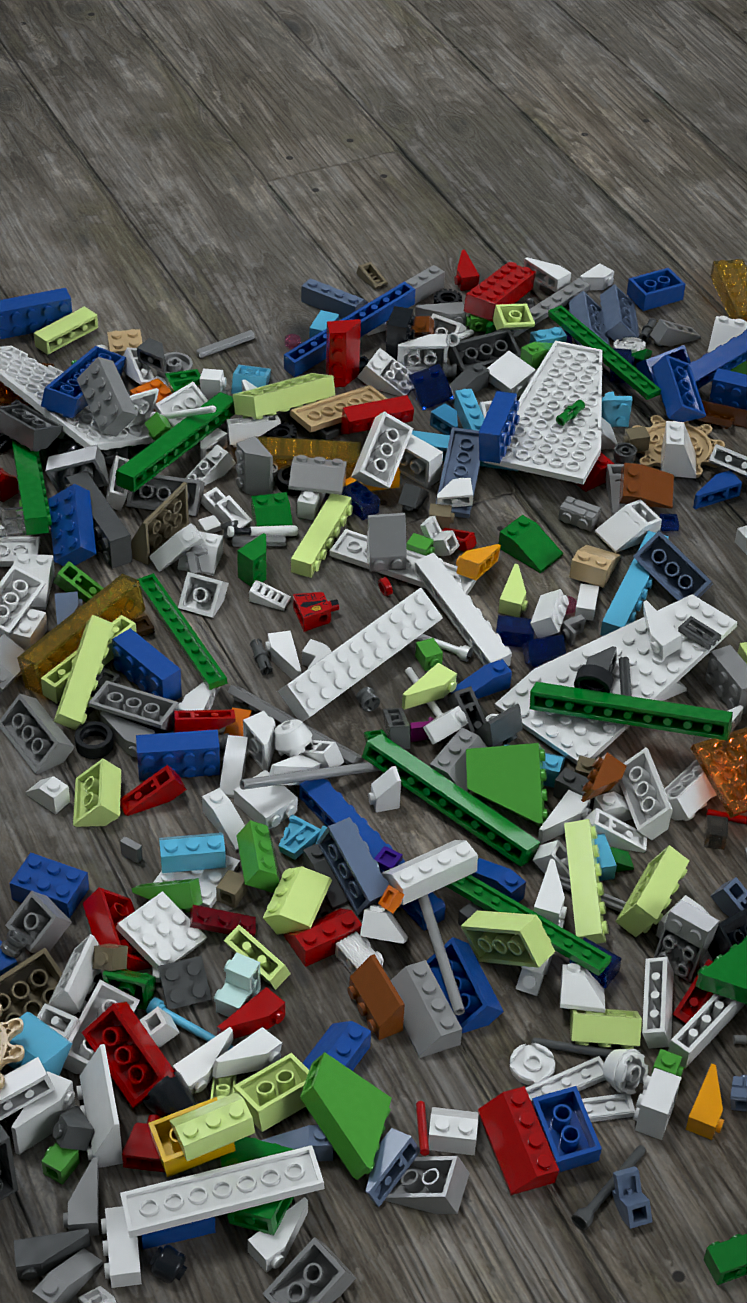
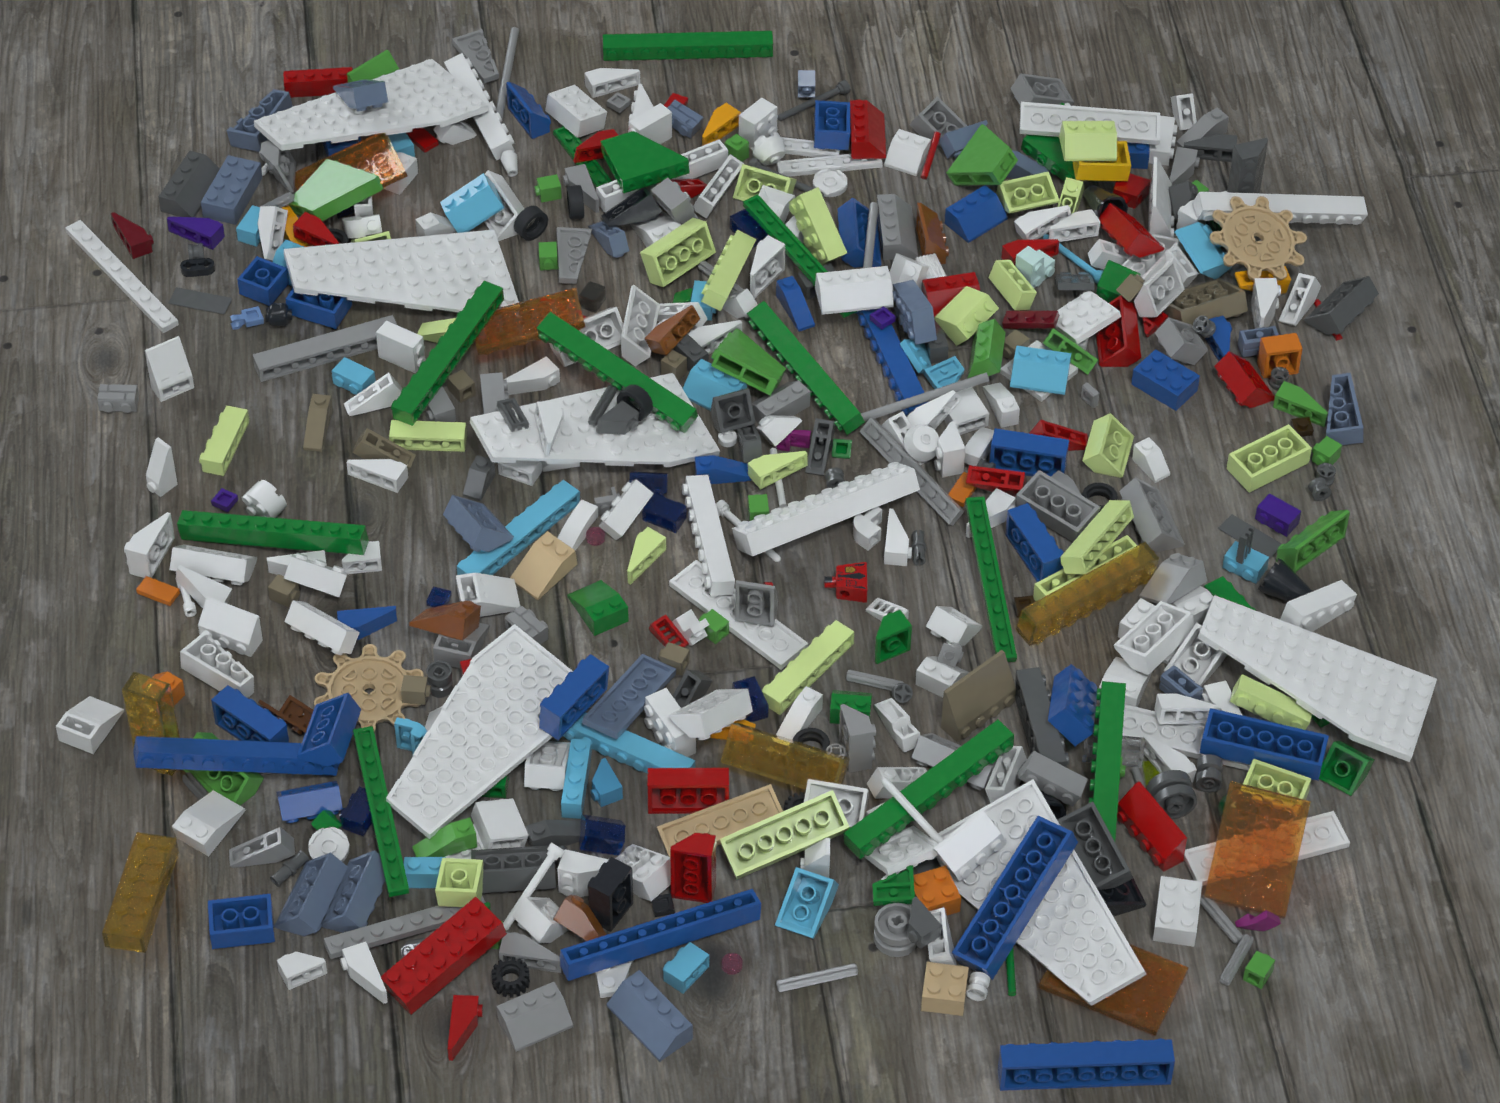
camera: 160 degrees left, 5 degrees up
(65, 330) = (1020, 1030): yellowish green brick -> none
(66, 604) = (1095, 635): sand blue slope -> none
(74, 580) = (1085, 661): bright green slope -> none
(107, 396) = (1002, 815): light grey brick -> none
(157, 425) = (944, 816): bright green brick -> none
(176, 547) = (957, 658): white slope -> none
(209, 524) = (920, 715): white tile -> none
(212, 382) = (859, 881): white slope -> none
(287, 530) = (866, 681): white piece -> none
(317, 475) = (791, 710): light grey slope -> none
(366, 271) = (591, 1061): dark tan slope -> none
(386, 791) = (857, 385): white slope -> none
(391, 899) = (897, 273): orange plate -> none
(456, 493) = (651, 662): white slope -> none
(477, 561) = (666, 583): light orange slope -> none
(576, 408) = (479, 708): green pin -> none
(677, 451) = (389, 649): white slope -> none

